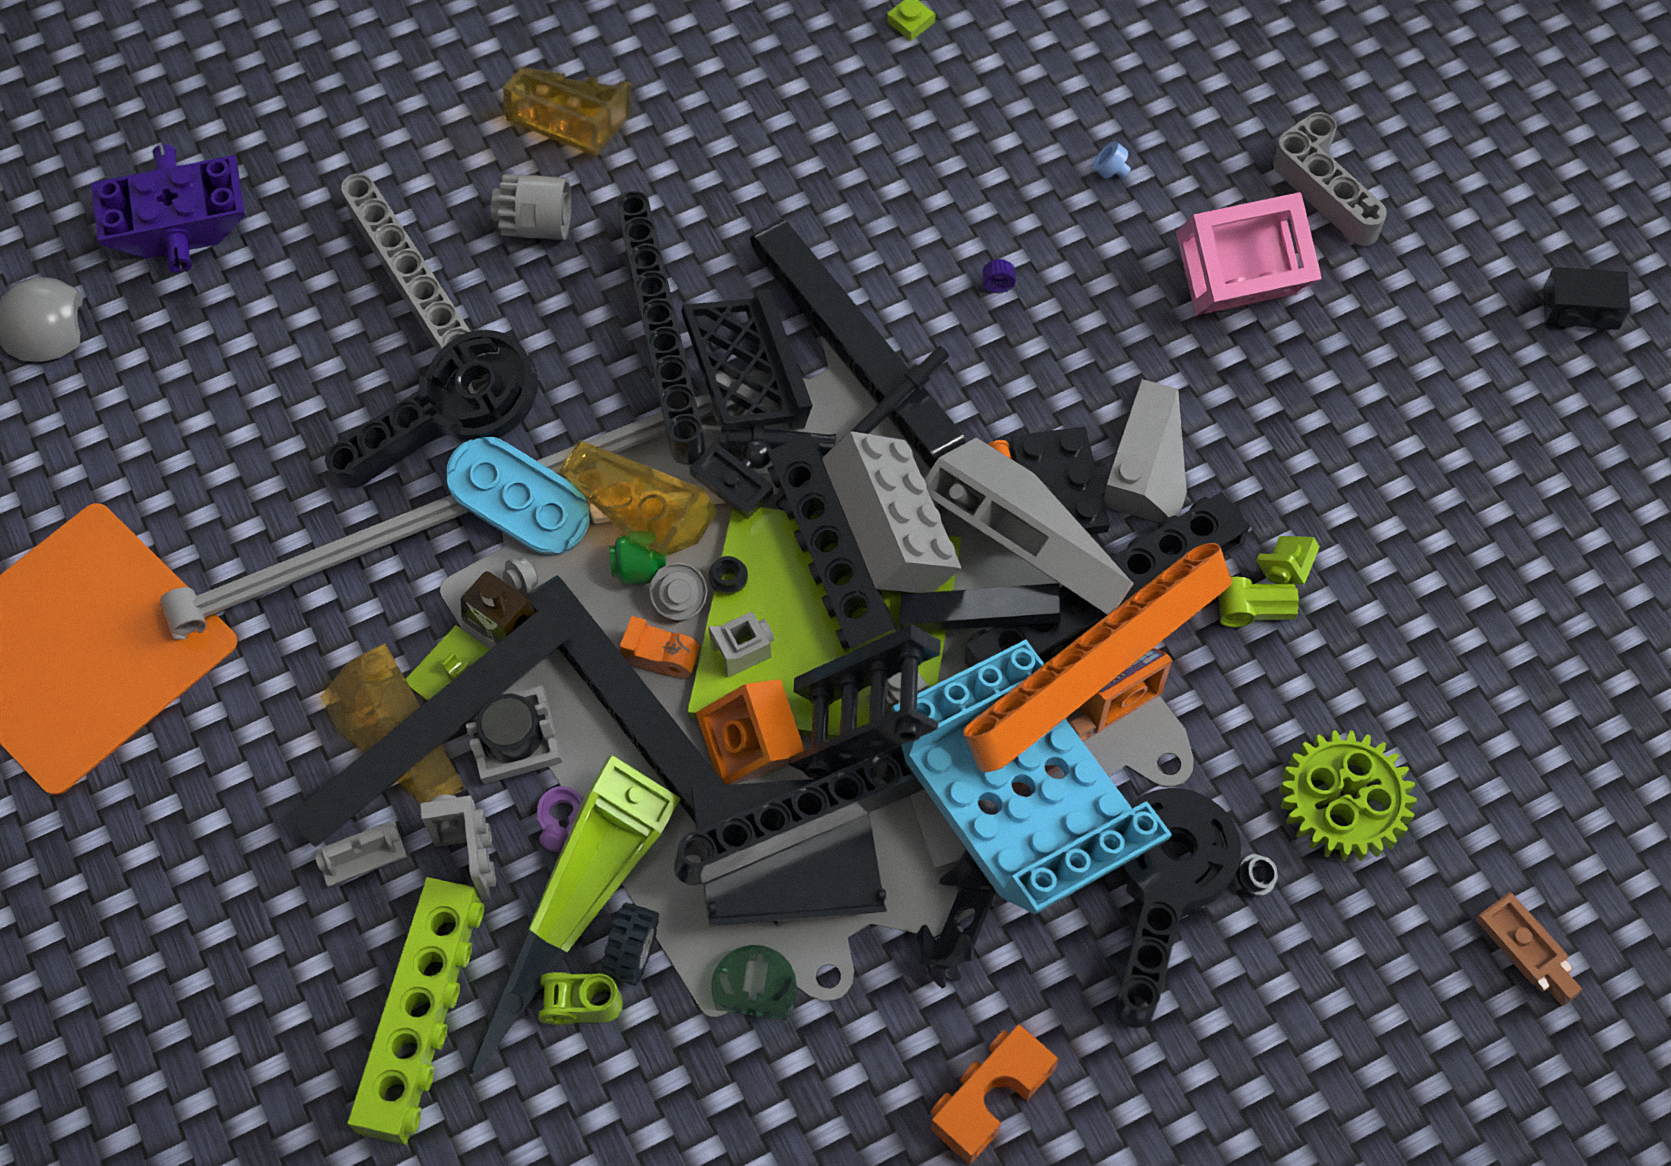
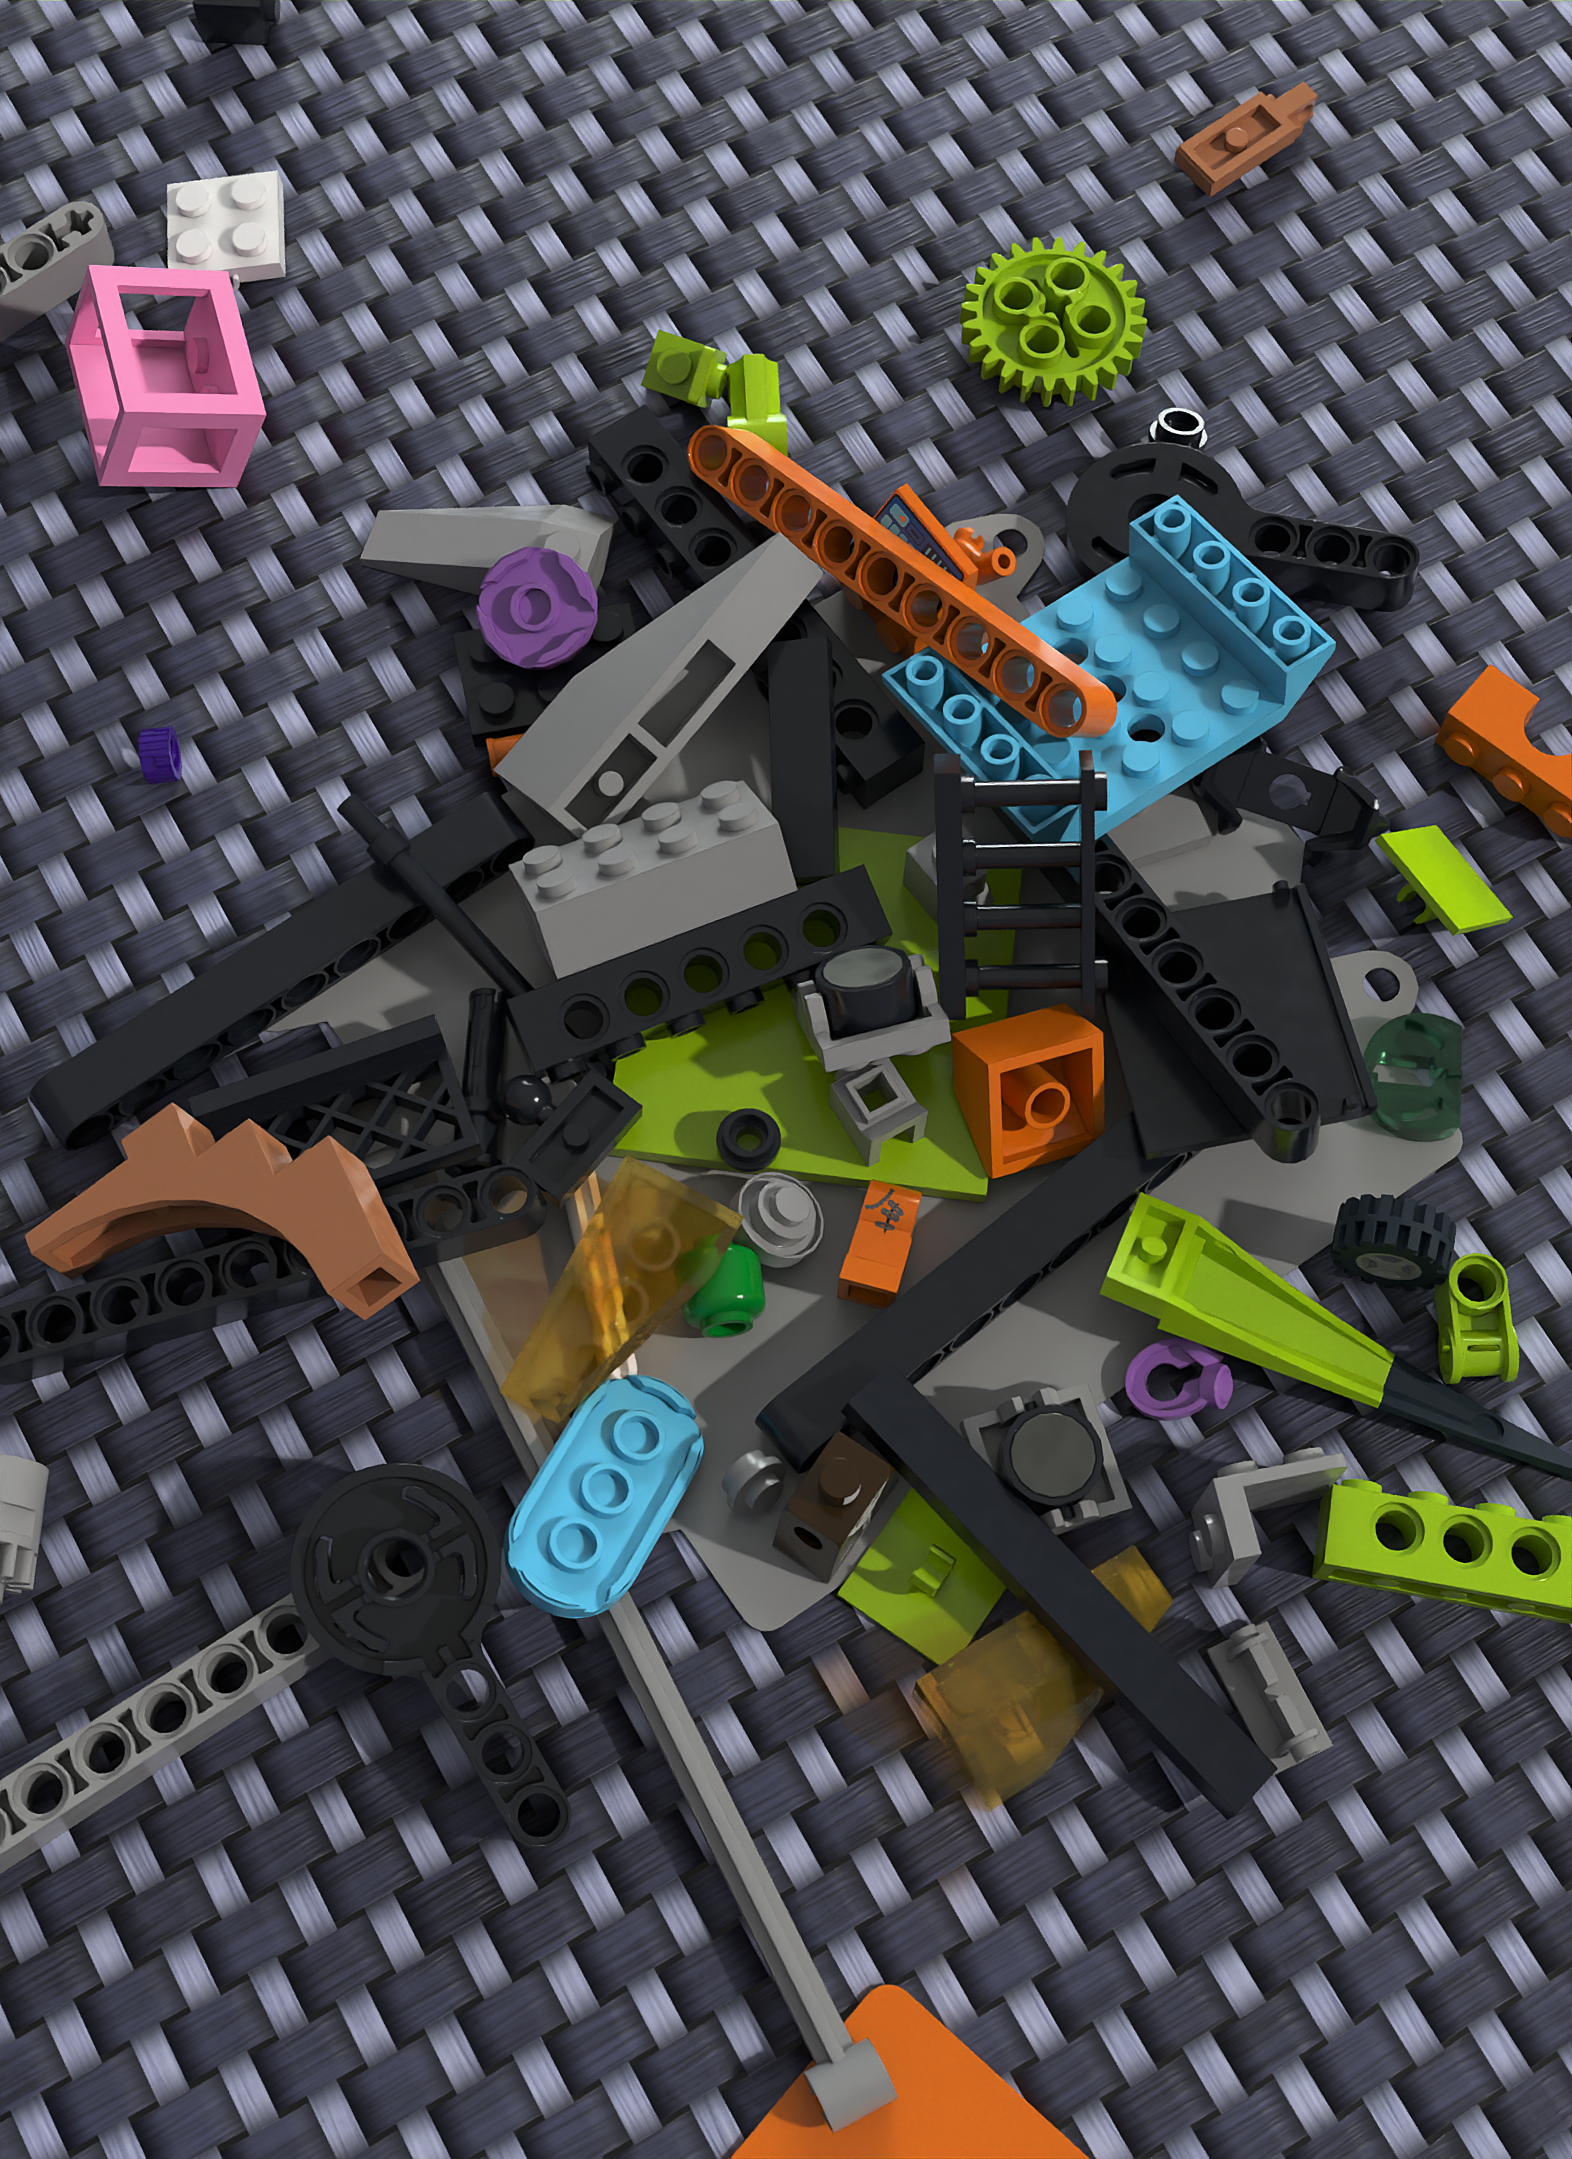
camera: 95 degrees left, 5 degrees up
(682, 318) = (245, 1181): none -> nougat arch
(796, 630) = (870, 1007): none -> piece
(893, 1012) = (1442, 880): none -> lime piece
(1089, 459) = (537, 608): none -> medium lavender tile
(1145, 731) = (991, 564): none -> orange arm
(1385, 300) = (228, 226): none -> white plate

